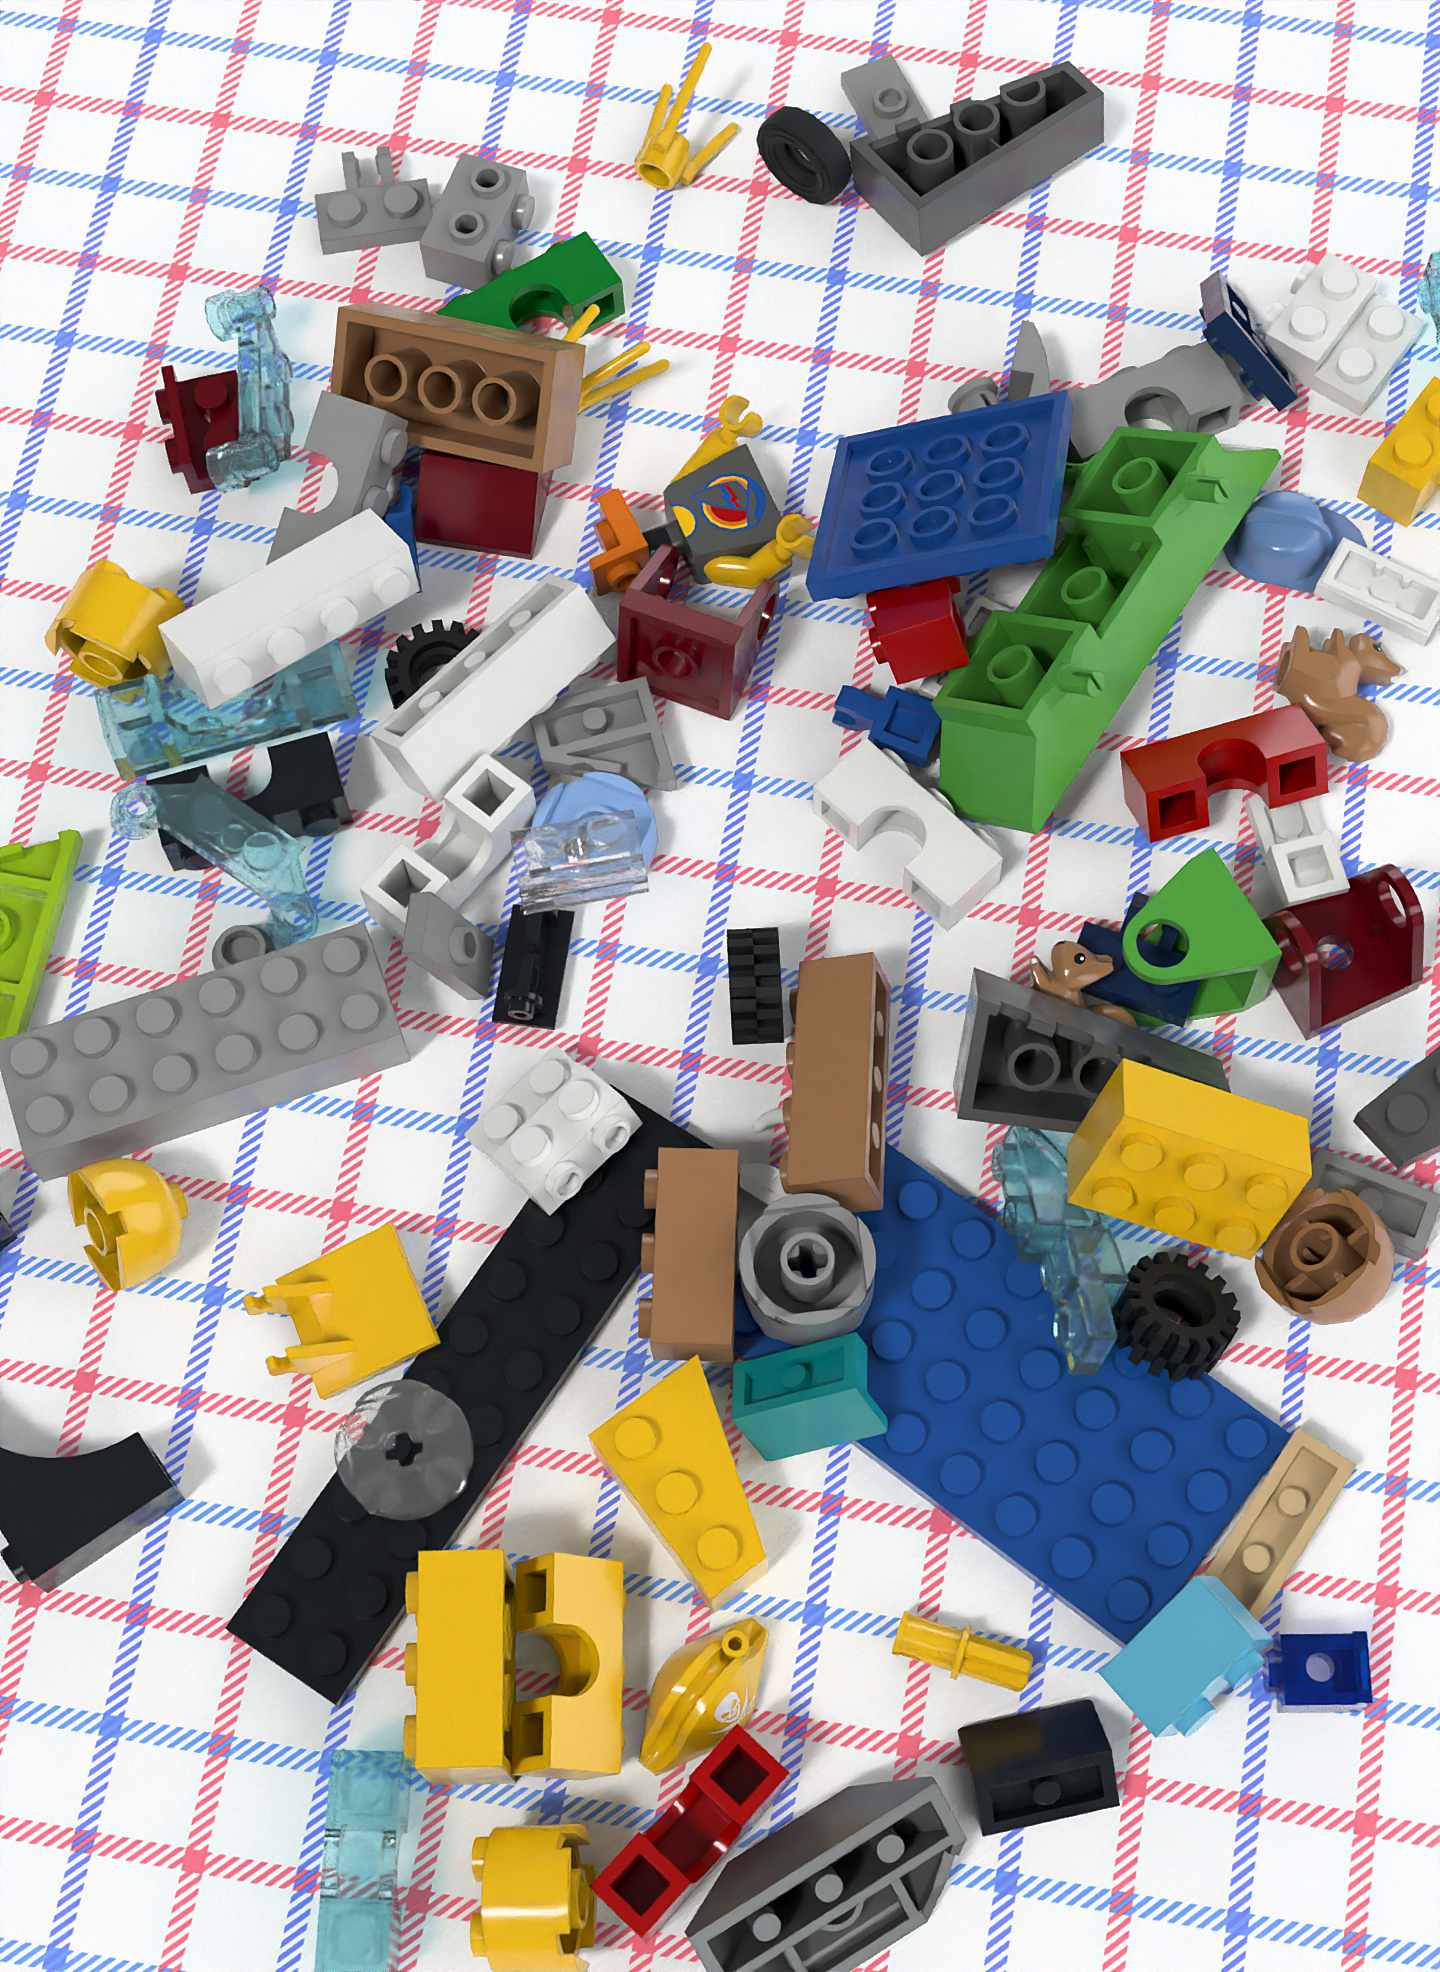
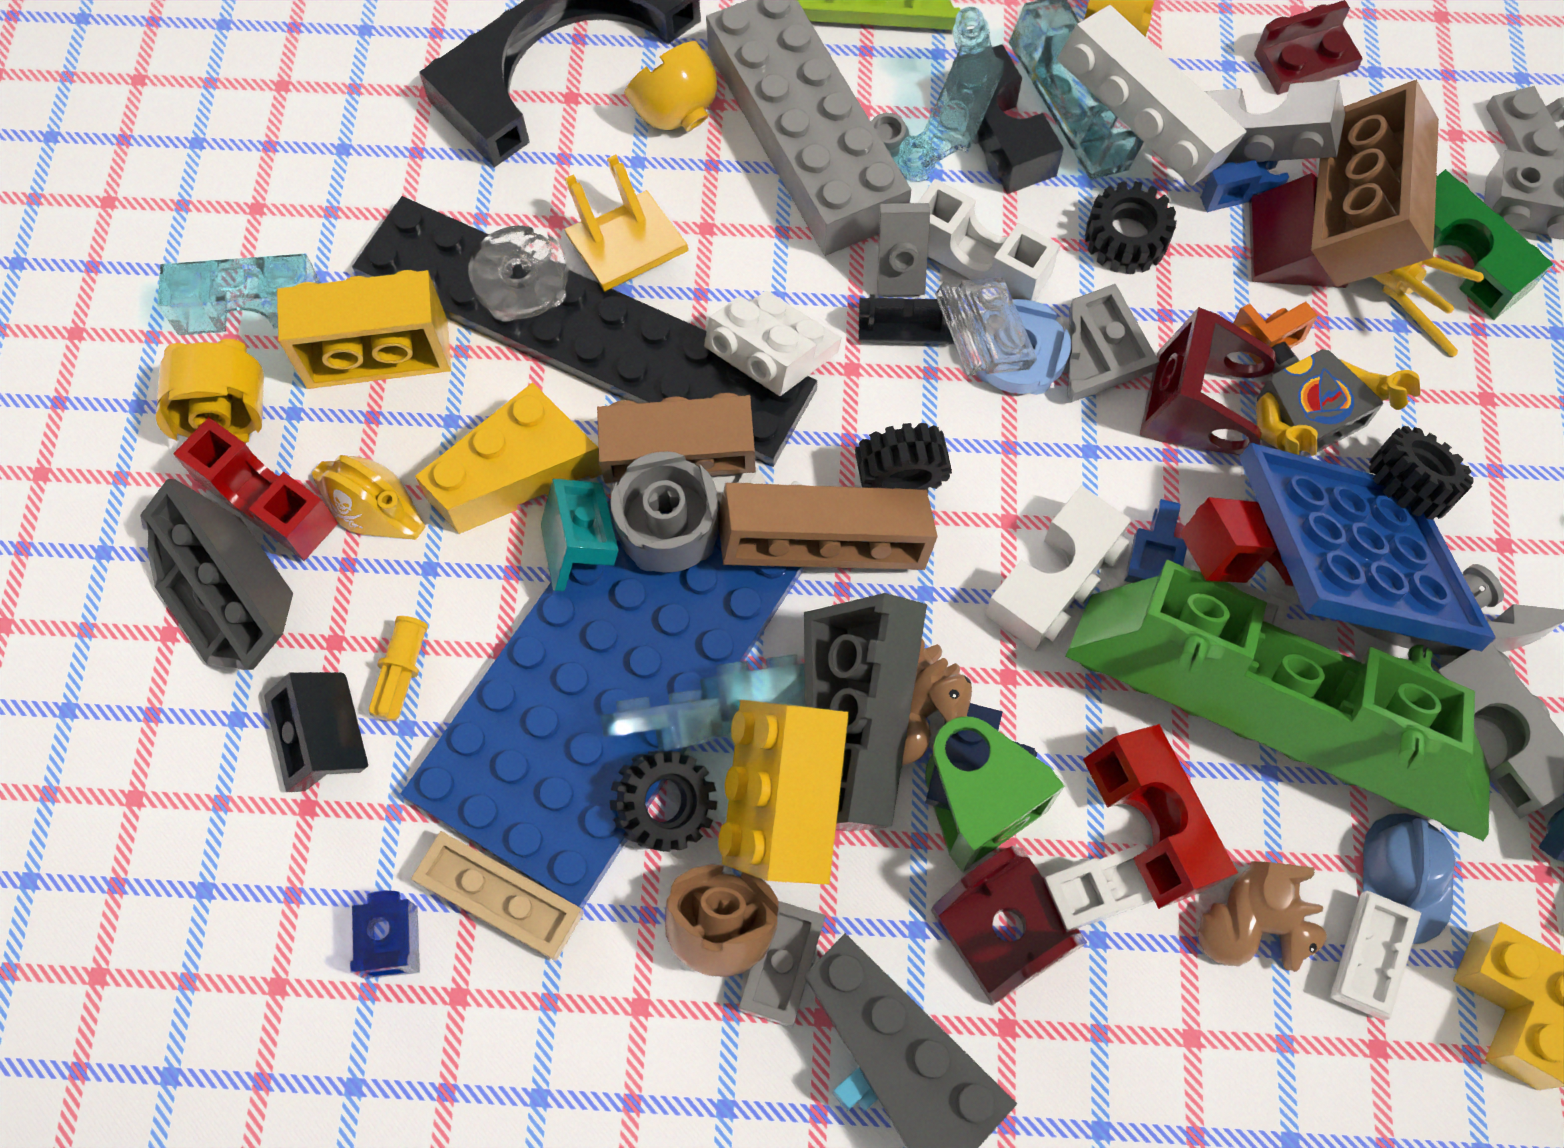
camera: 80 degrees right, 0 degrees up
(262, 389) = (1359, 71): clear light blue plate -> none
(494, 686) = (1120, 246): white brick -> none
(580, 1612) = (330, 409): yellow arch -> none
(835, 426) = (1420, 472): none -> black tyre
(1188, 1658) = (385, 825): medium azure brick -> none

